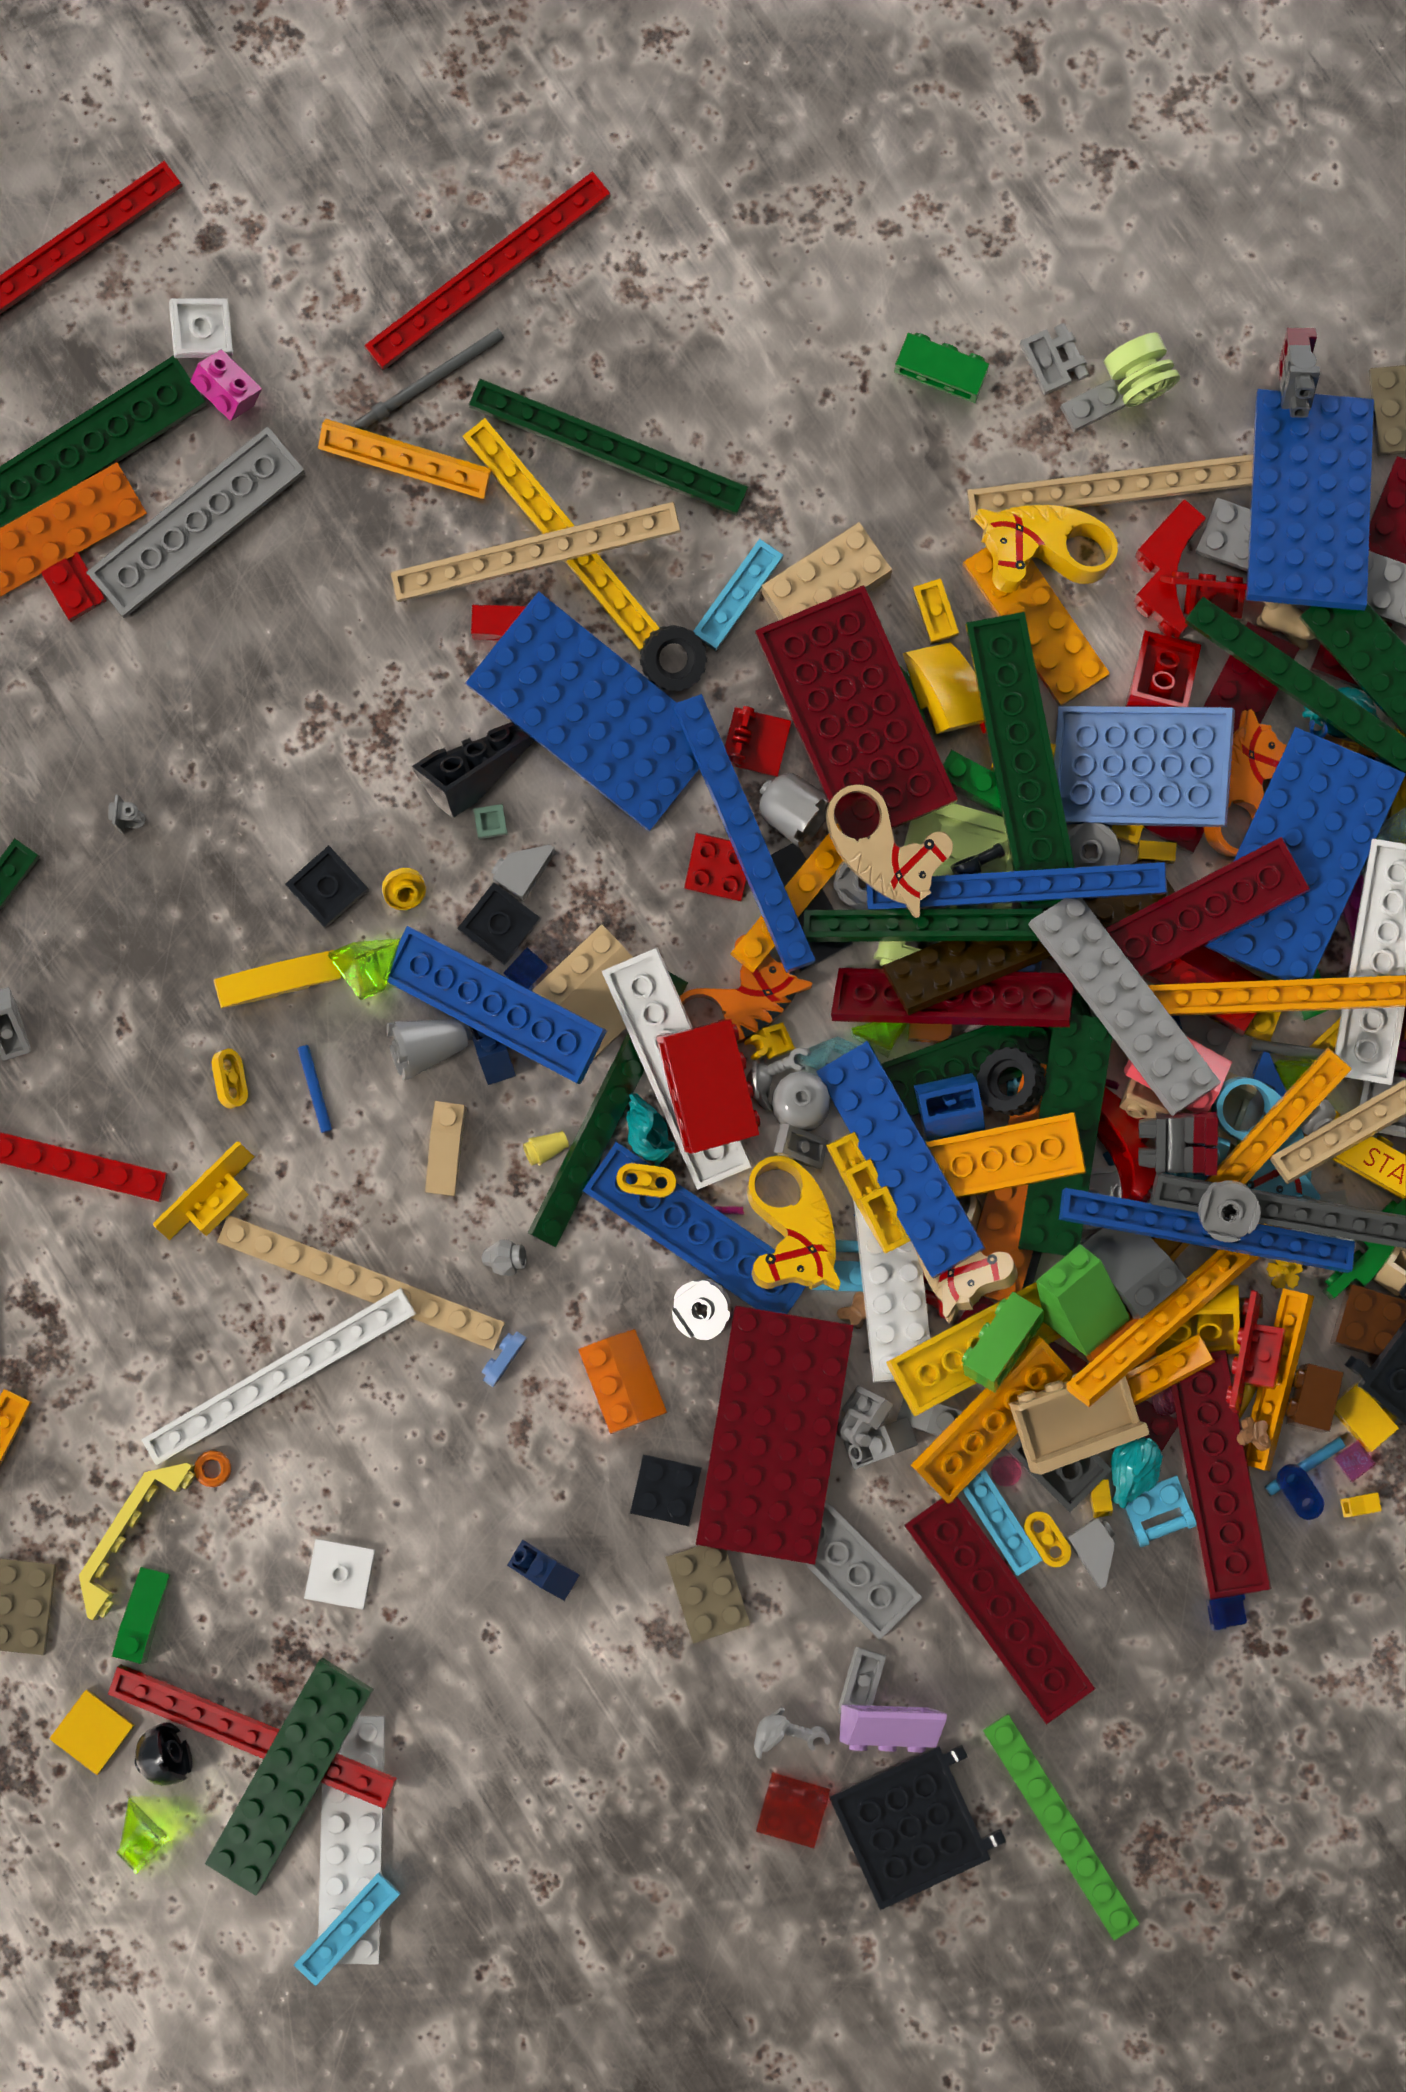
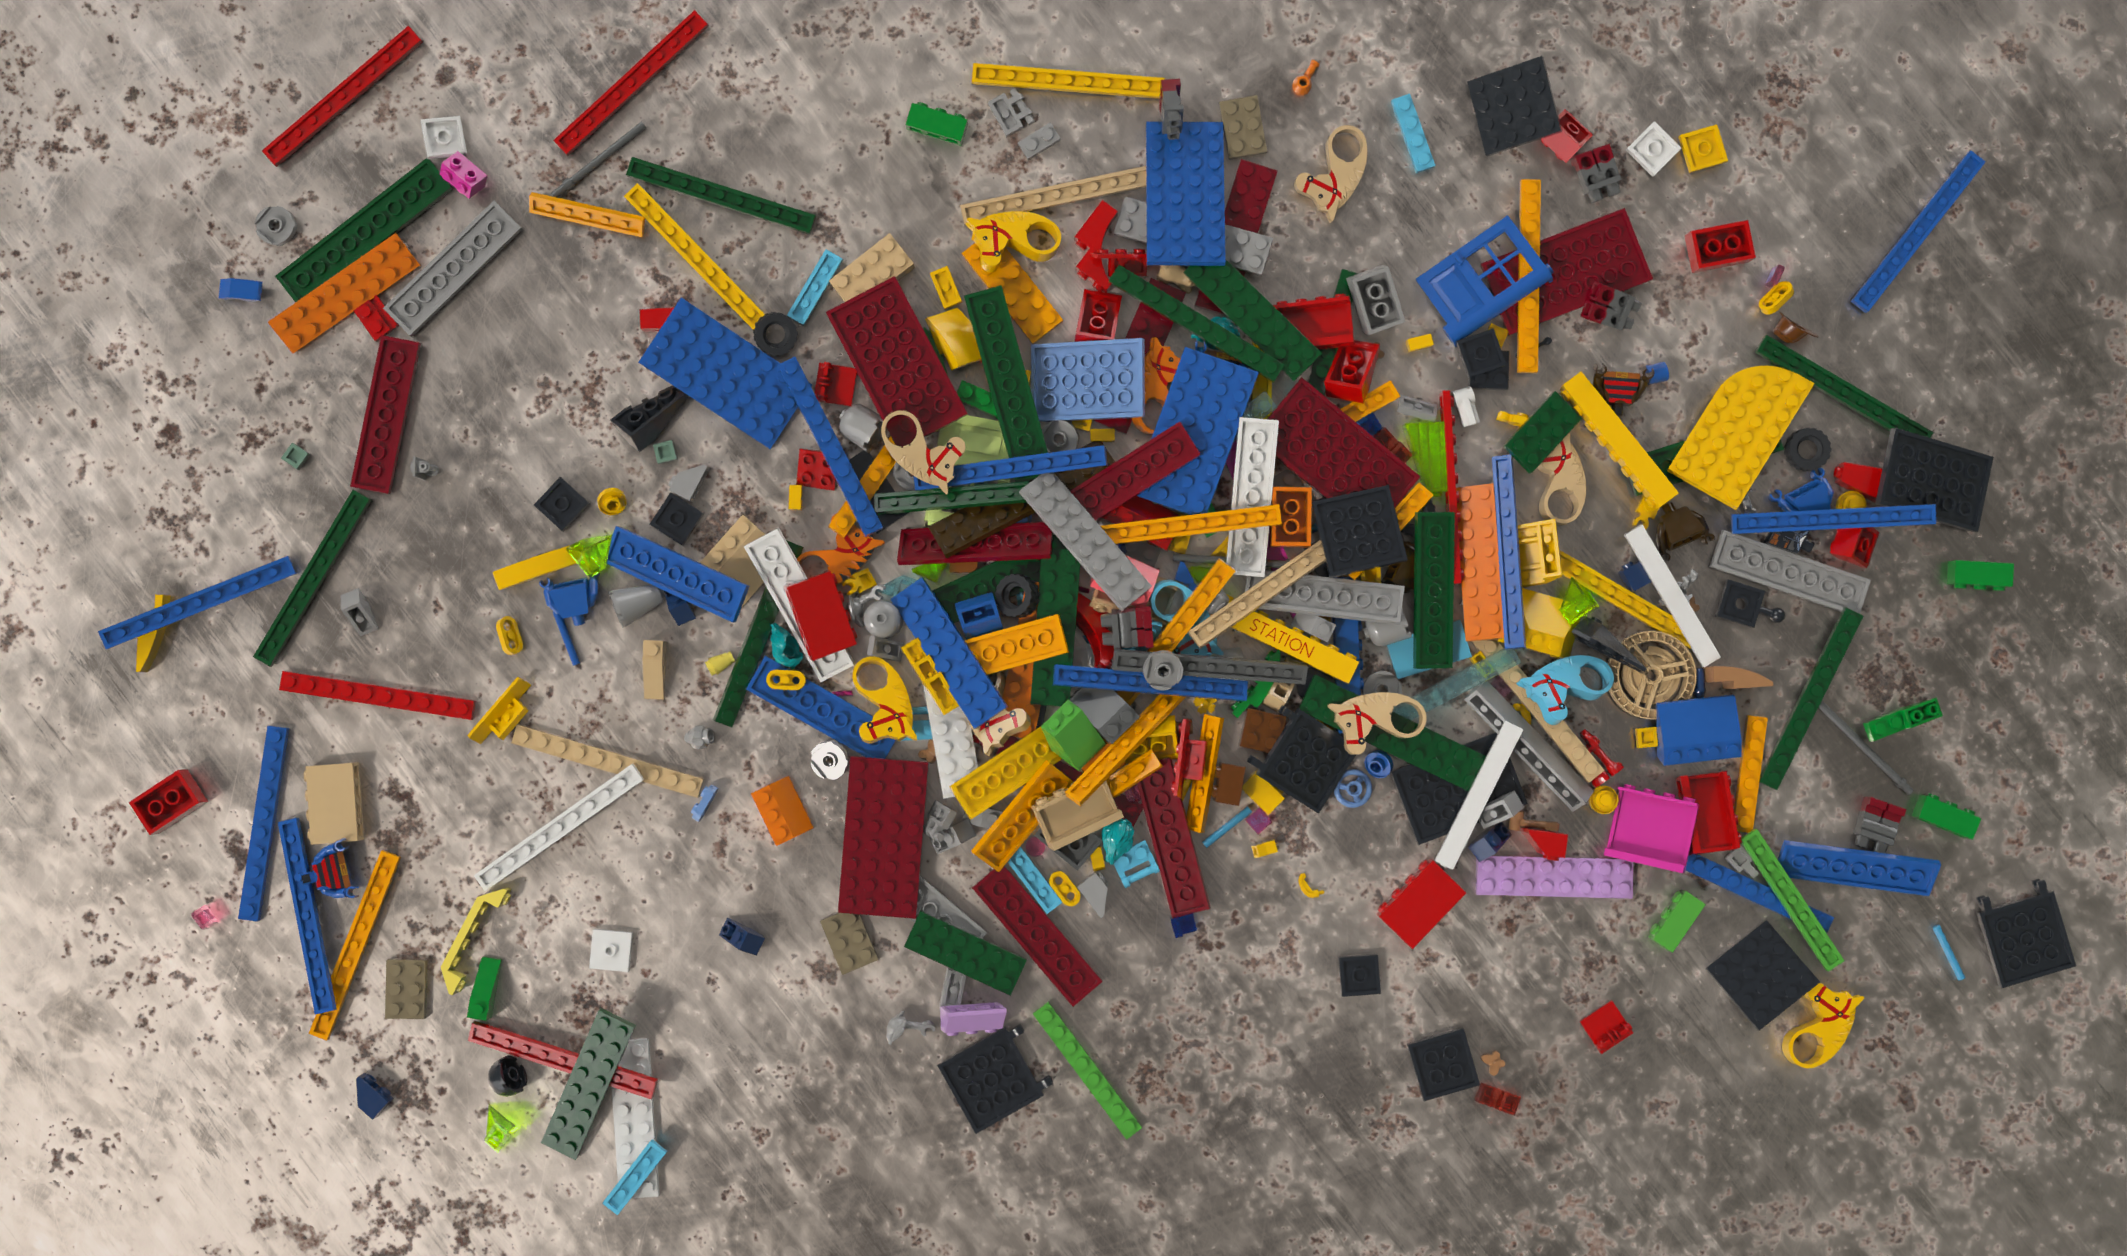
camera: 15 degrees left, 5 degrees up
(74, 731) = (385, 414): none -> dark red plate
(92, 1732) = (460, 1065): yellow tile -> none
(225, 1468) = (522, 898): orange piece -> none
(330, 1028) = (571, 597): none -> blue torso
(526, 969) = (696, 548): clear blue panel -> none
(535, 552) = (678, 270): tan plate -> none
(666, 1490) = (817, 878): black plate -> none
(682, 906) = (795, 497): none -> yellow piece
(793, 1810) = (915, 1075): clear red hinge -> none
(887, 1625) = (965, 953): none -> dark green plate
(973, 864) = (981, 455): black bar -> none
(1002, 1341) = (1023, 766): bright green brick -> none
(1140, 365) = (1067, 114): yellowish green wheel -> none
(1142, 319) = (1066, 80): none -> yellow plate
(1254, 1433) = (1192, 810): medium nougat piece -> none
(1298, 1490) = (1223, 843): clear blue plate -> none

